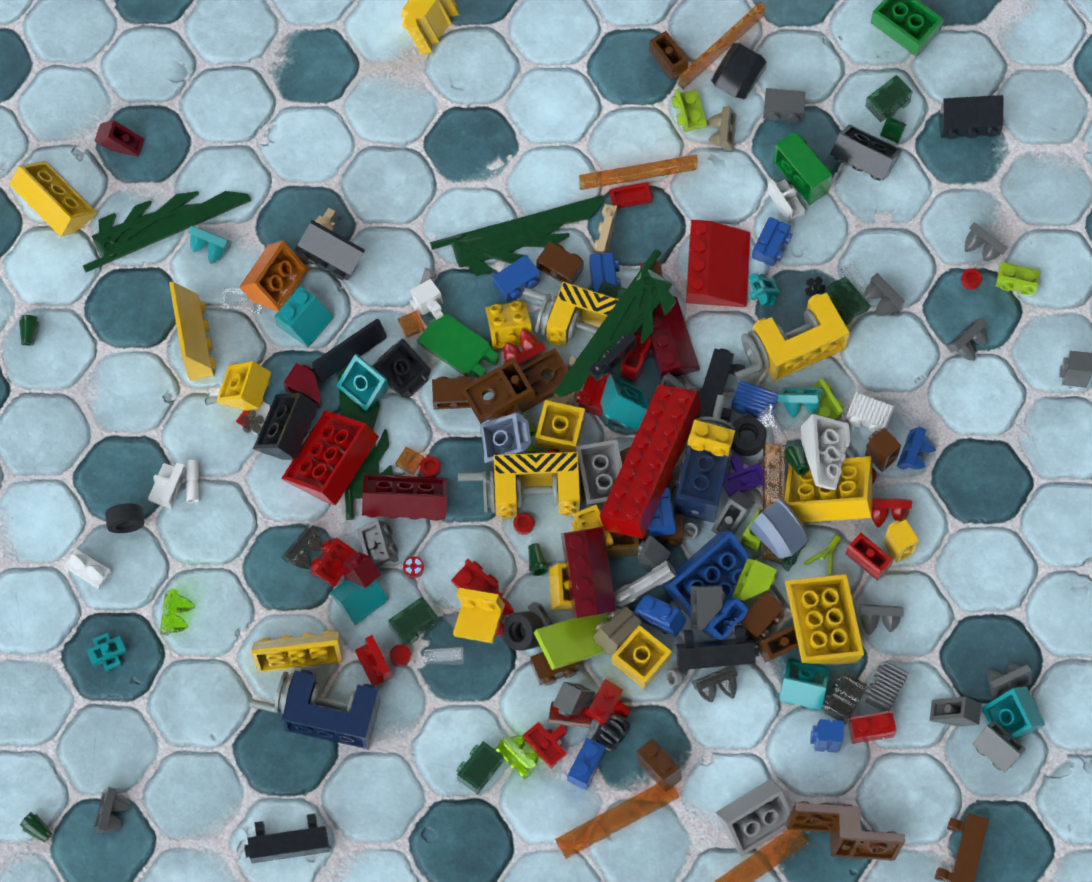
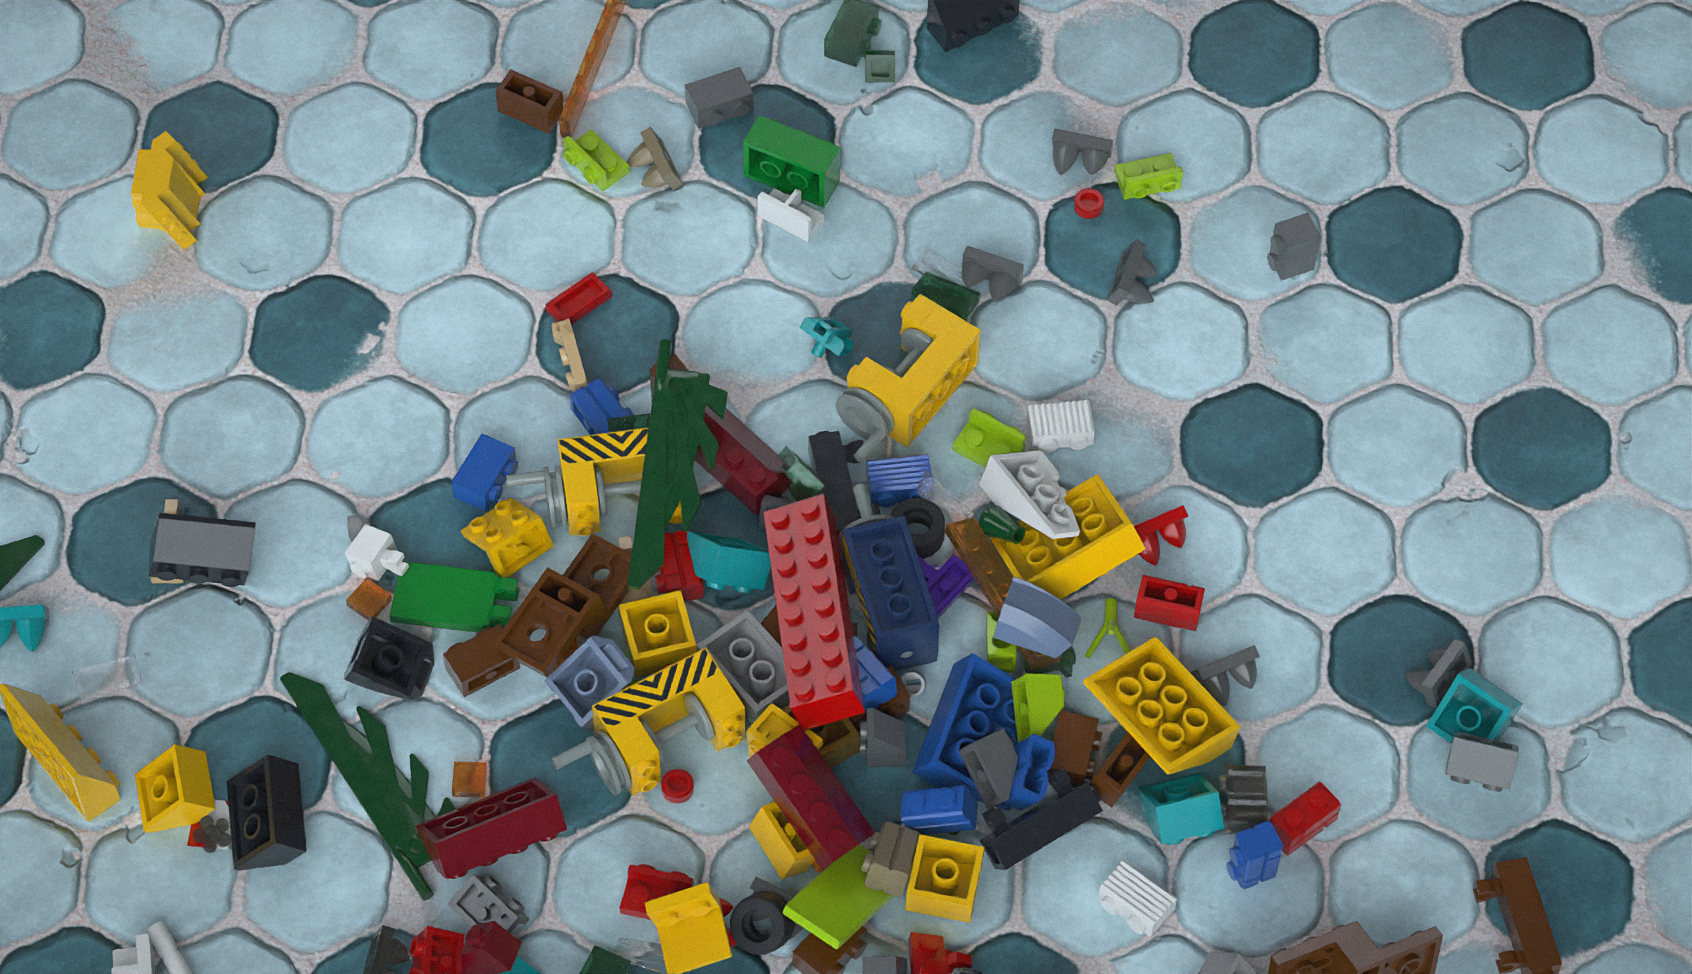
camera: 30 degrees left, 10 degrees down
(274, 276) = (138, 622): orange slope -> none
(302, 380) = (258, 738): dark red slope -> none
(303, 317) = (210, 658): teal slope -> none
(331, 457) = (356, 824): red slope -> none
(344, 352) = (301, 672): black slope -> none
(363, 383) = (346, 703): teal slope -> none
(413, 567) = (556, 917): red tile -> none
(430, 467) = (503, 773): red tile -> none
(527, 231) = (436, 429): dark green animal -> none
(529, 345) = (553, 548): red tile -> none
(537, 561) = (726, 824): dark green cone -> none
(559, 263) = (533, 426): reddish brown brick -> none
(613, 357) = (686, 500): black hinge -> none
(631, 592) = (906, 760): light grey axle -> none
(633, 362) = (711, 512): red brick -> none
(638, 172) = (572, 265): clear orange tile -> none
(675, 677) = (997, 882): light grey hinge -> none
(695, 371) = (805, 480): none -> clear green bracket
(711, 438) = (881, 540): yellow bracket -> none
(717, 264) = (746, 333): red slope -> none
(724, 678) = (1070, 852): clear smoke tile -> none
(733, 513) = (957, 634): dark grey slope -> none
(739, 71) = (634, 81): black slope -> none
(746, 725) = (1136, 899): none -> white brick
(771, 241) = (803, 272): blue brick -> none
(794, 396) = (948, 451): teal tile -> none
(814, 286) = (893, 303): black plant -> none
(865, 152) = (861, 110): slope -> none
(882, 449) = (1108, 456): reddish brown brick -> none
(886, 687) = (1290, 758): dark grey brick -> none
(900, 540) = (1199, 560): yellow brick -> none
(914, 443) = (1141, 438): blue tile -> none
(956, 711) = (1398, 745): dark grey slope -> none

